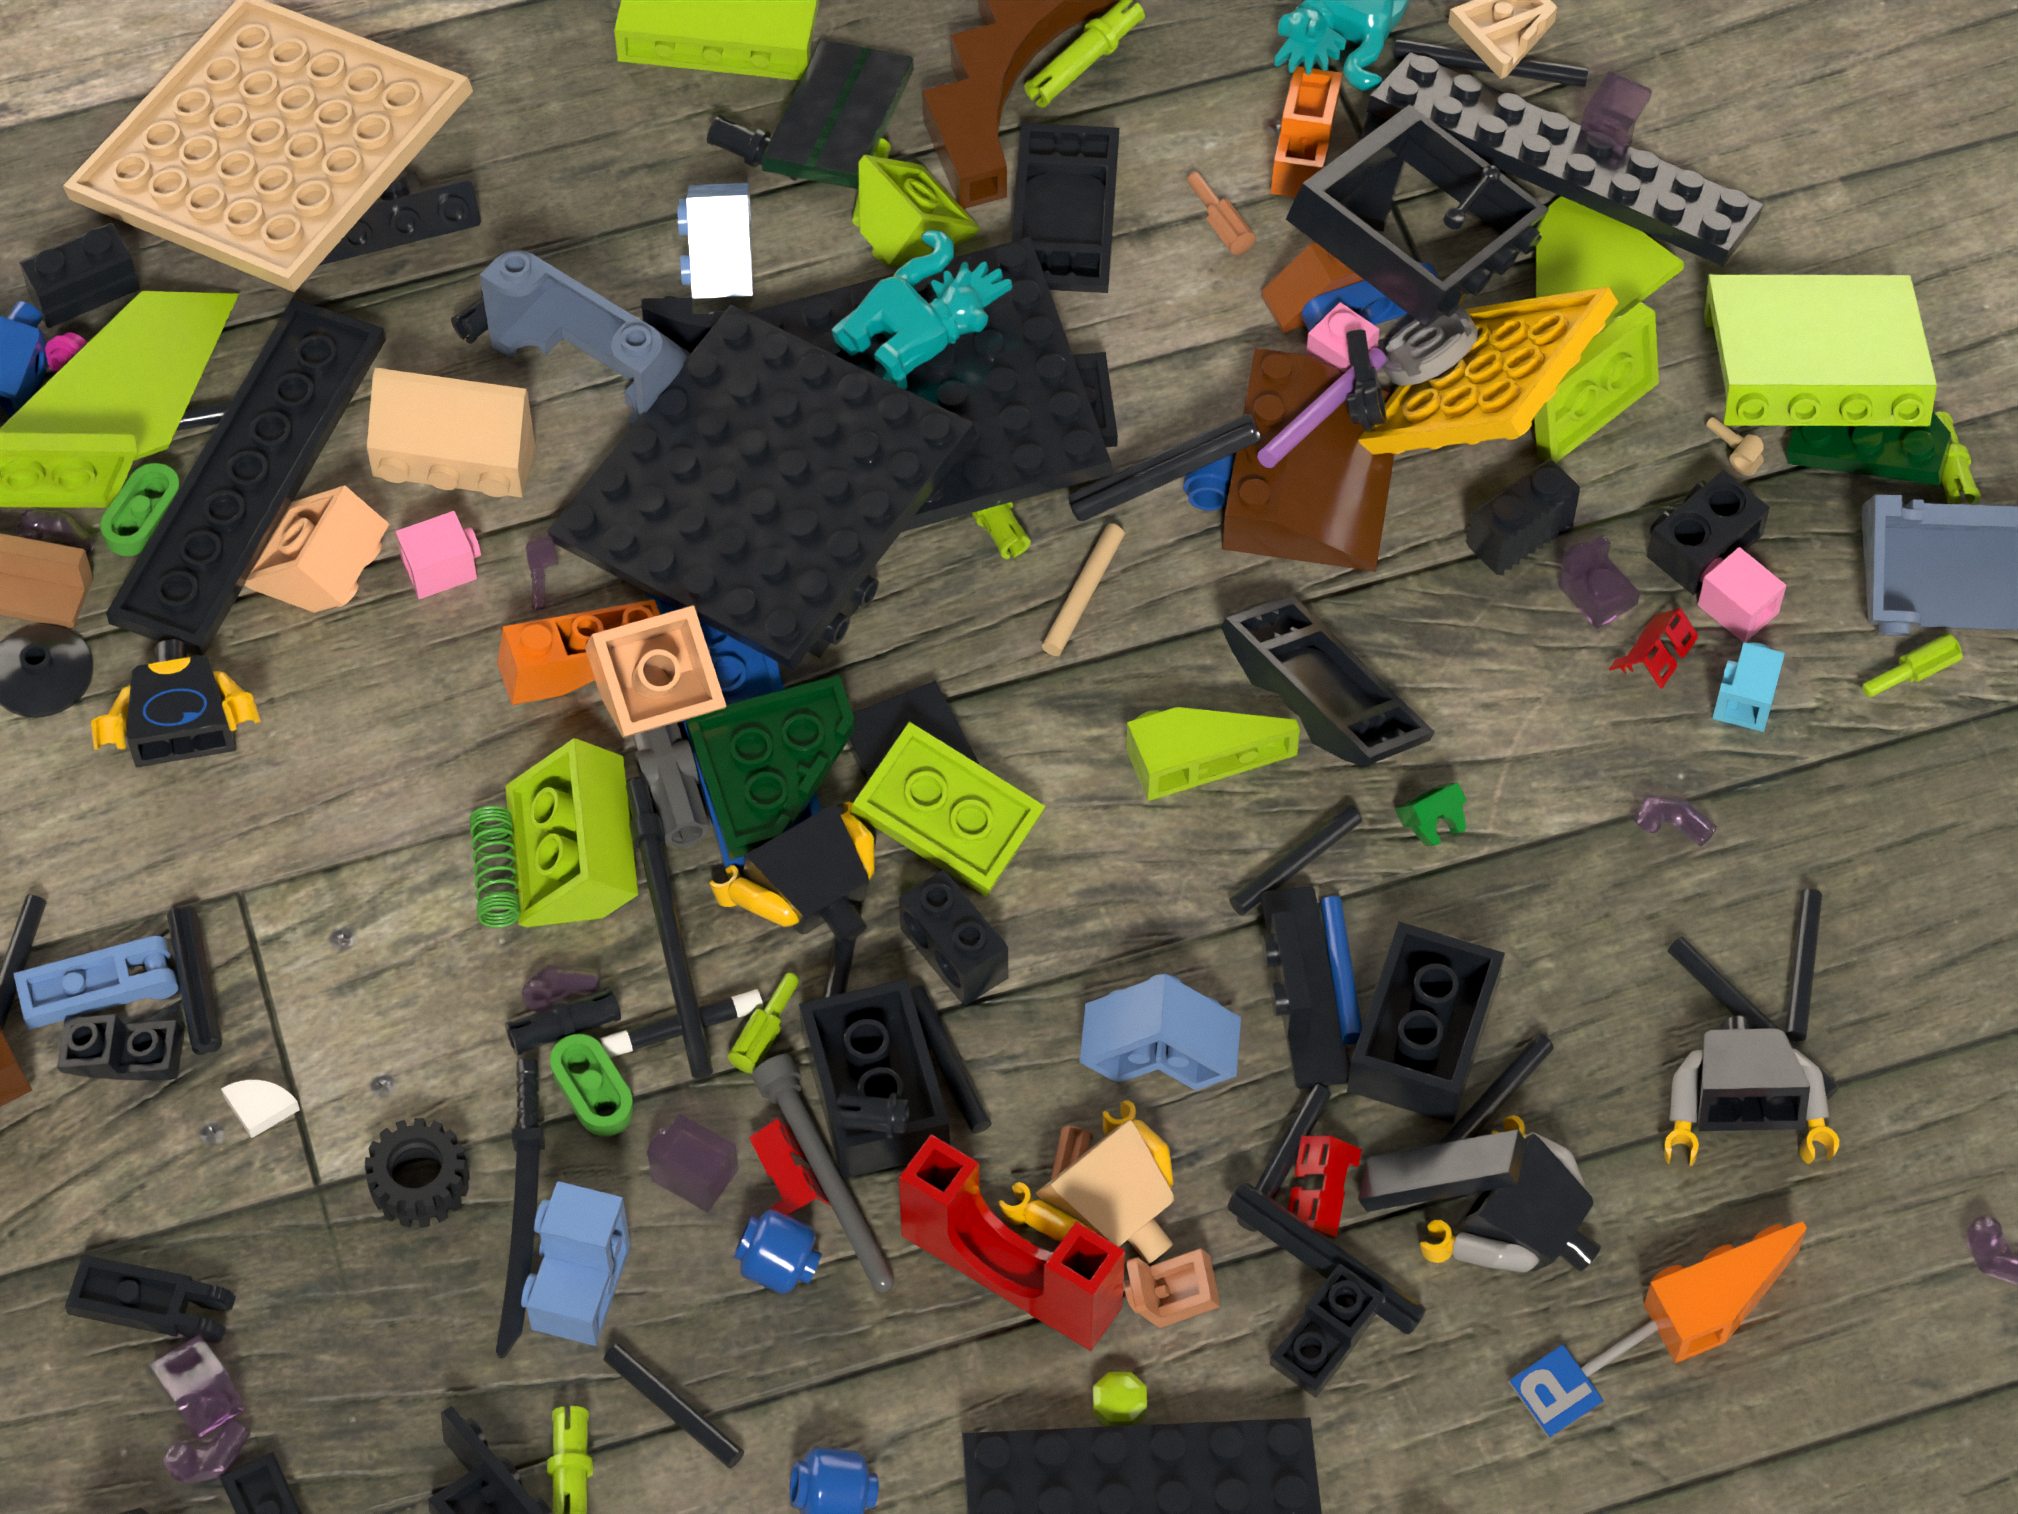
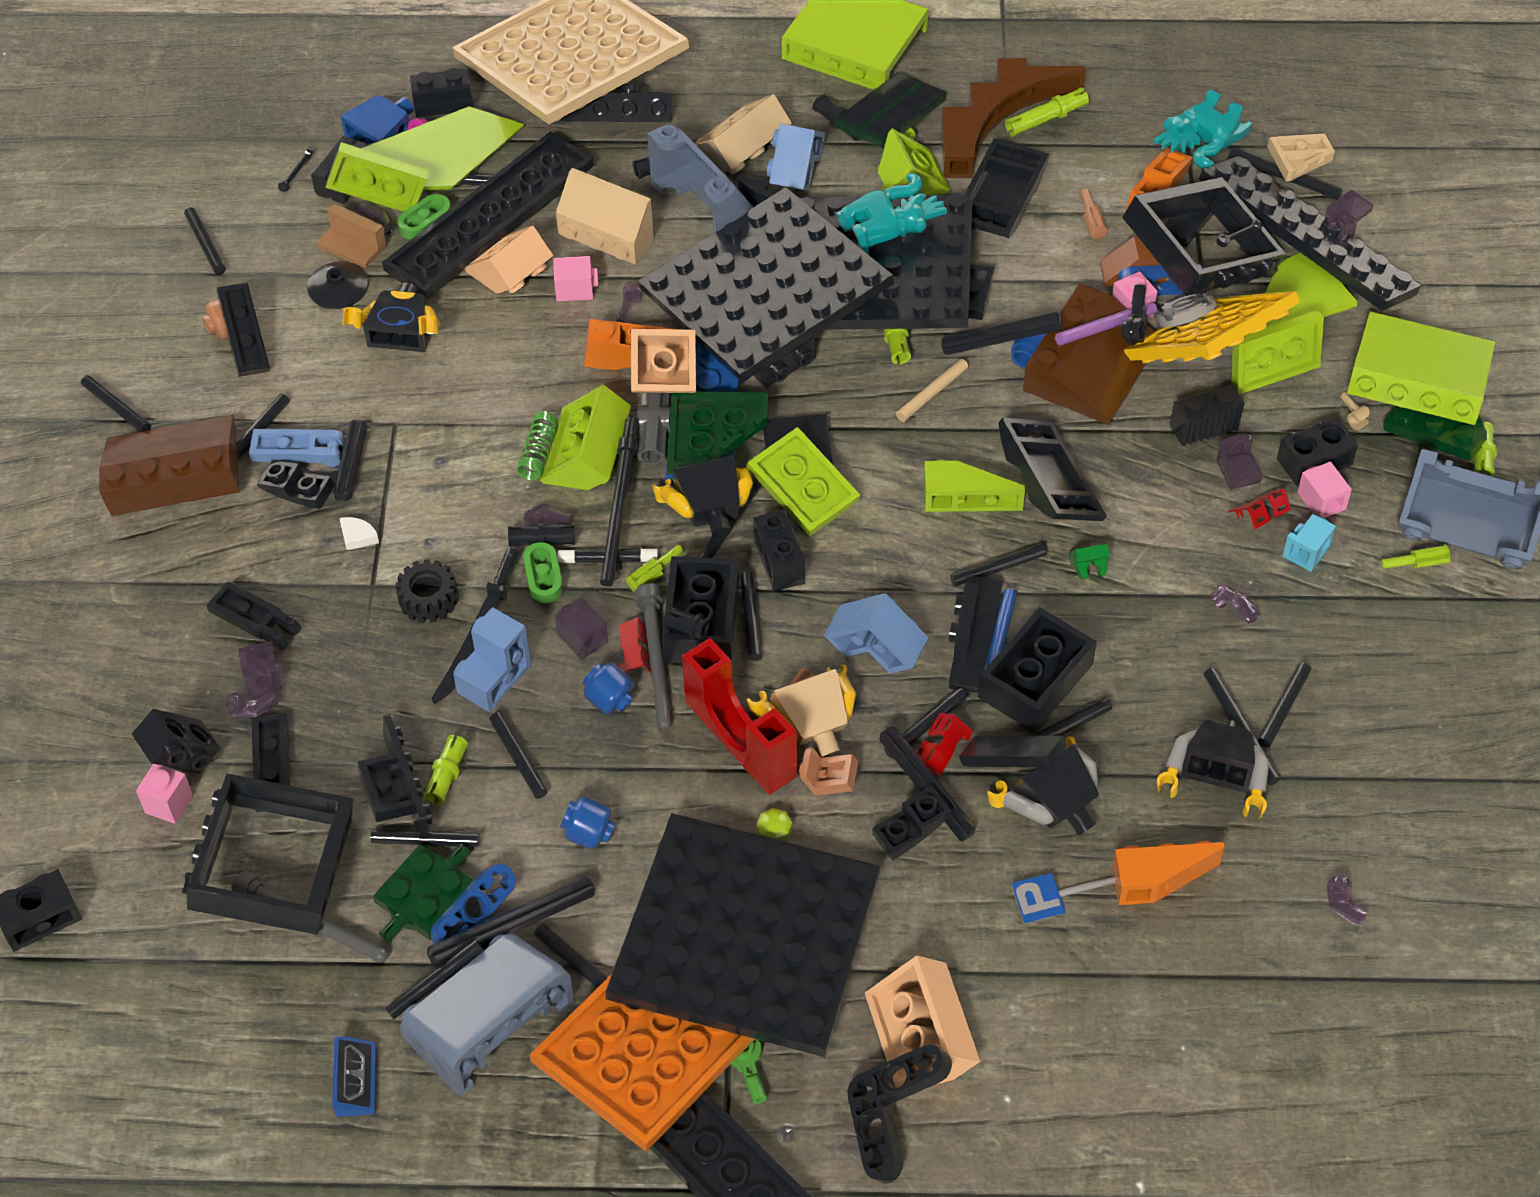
camera: 20 degrees right, 5 degrees down
(613, 219) = (743, 134): none -> tan slope

